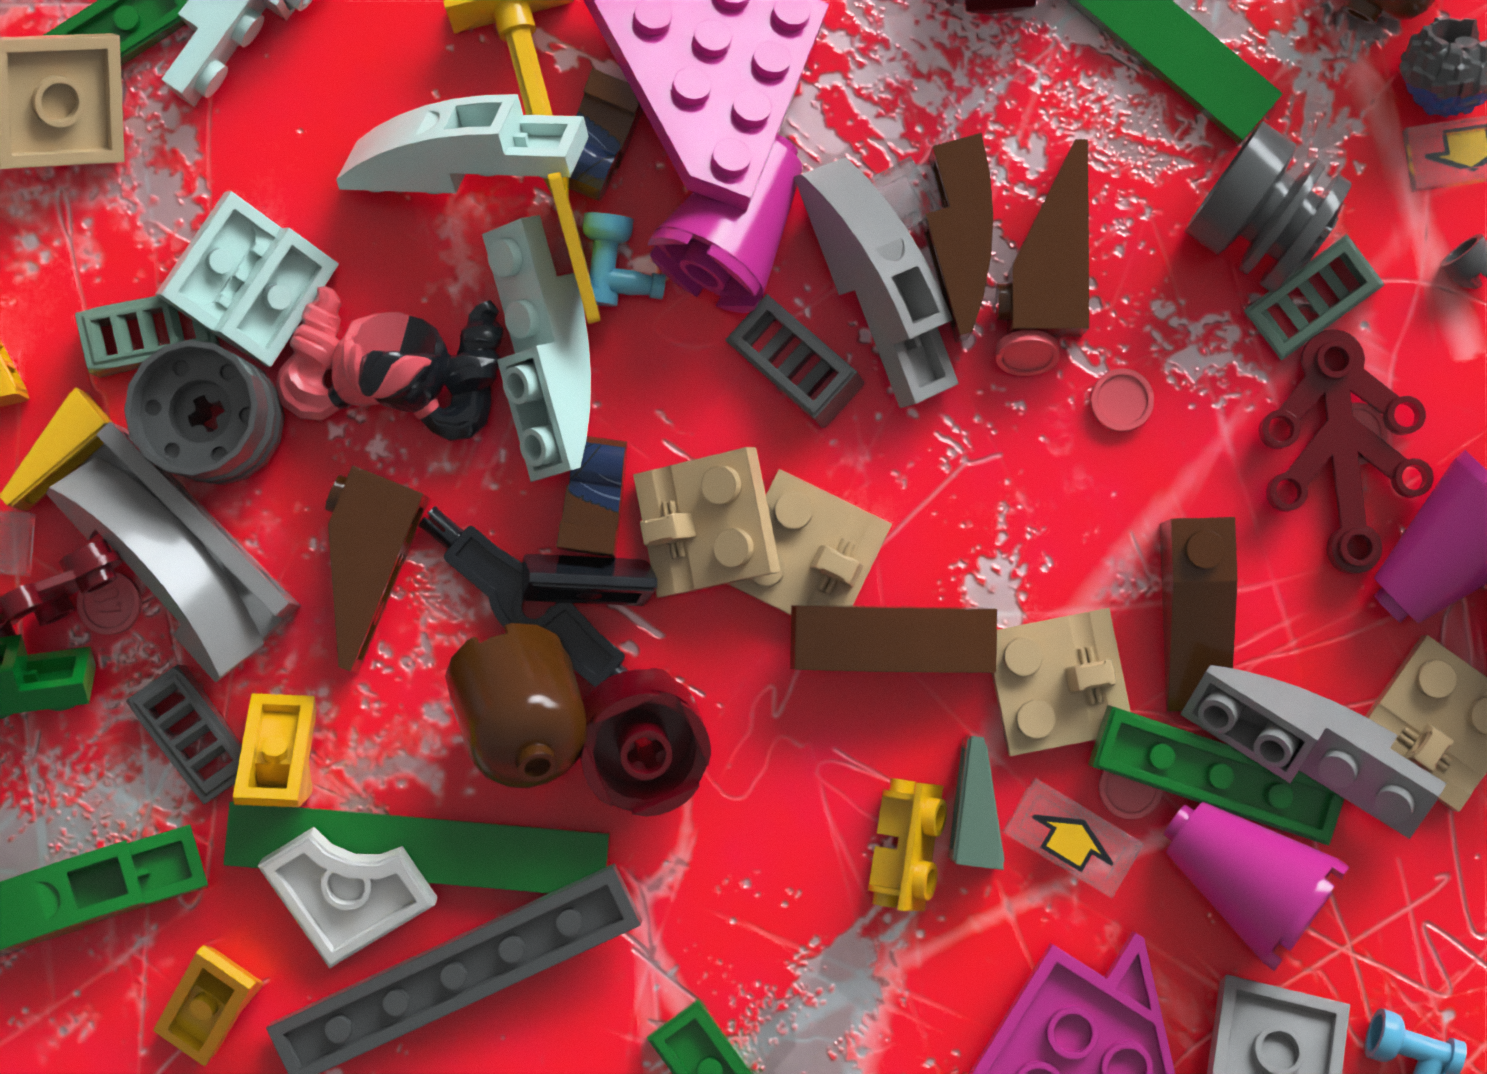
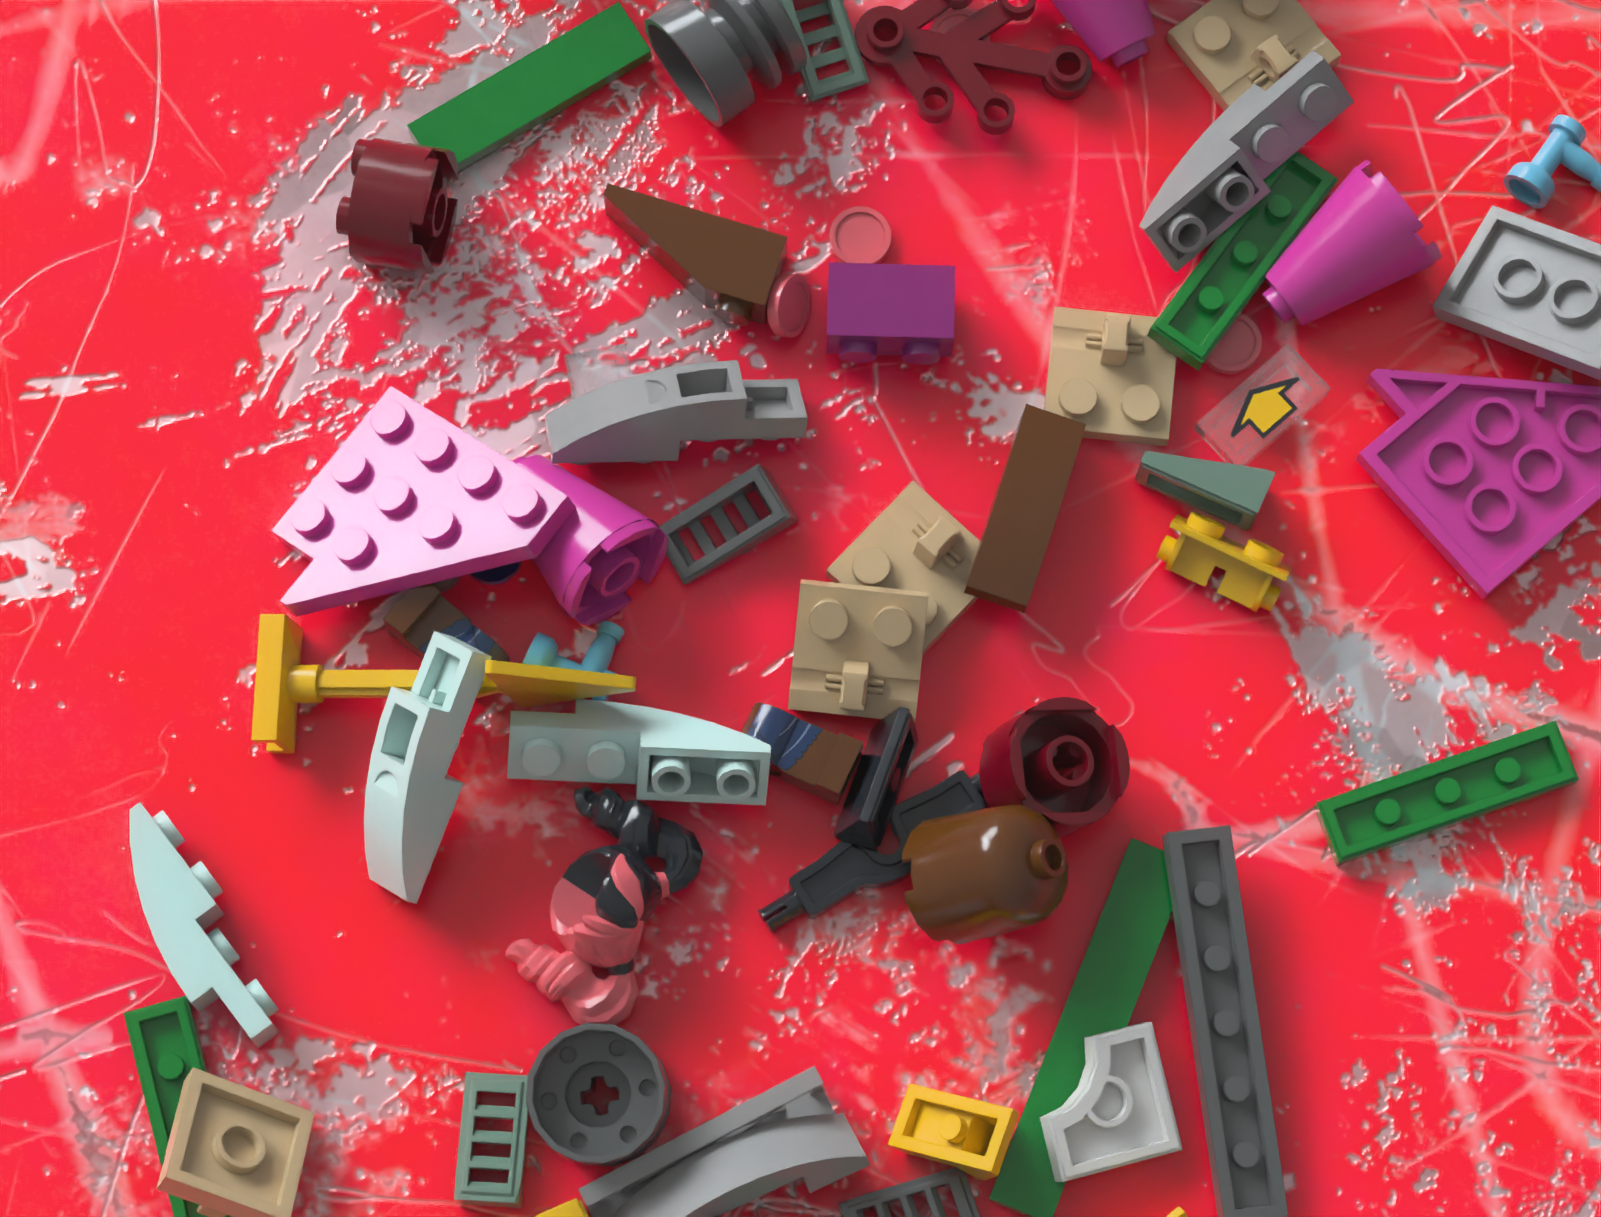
camera: 75 degrees left, 10 degrees down
(246, 278) = (473, 1024): light aqua slope -> none
(368, 545) = (781, 984): reddish brown slope -> none
(961, 231) = (654, 326): reddish brown slope -> none
(1048, 450) = (890, 311): none -> magenta brick
(1197, 601) = (1074, 224): reddish brown slope -> none

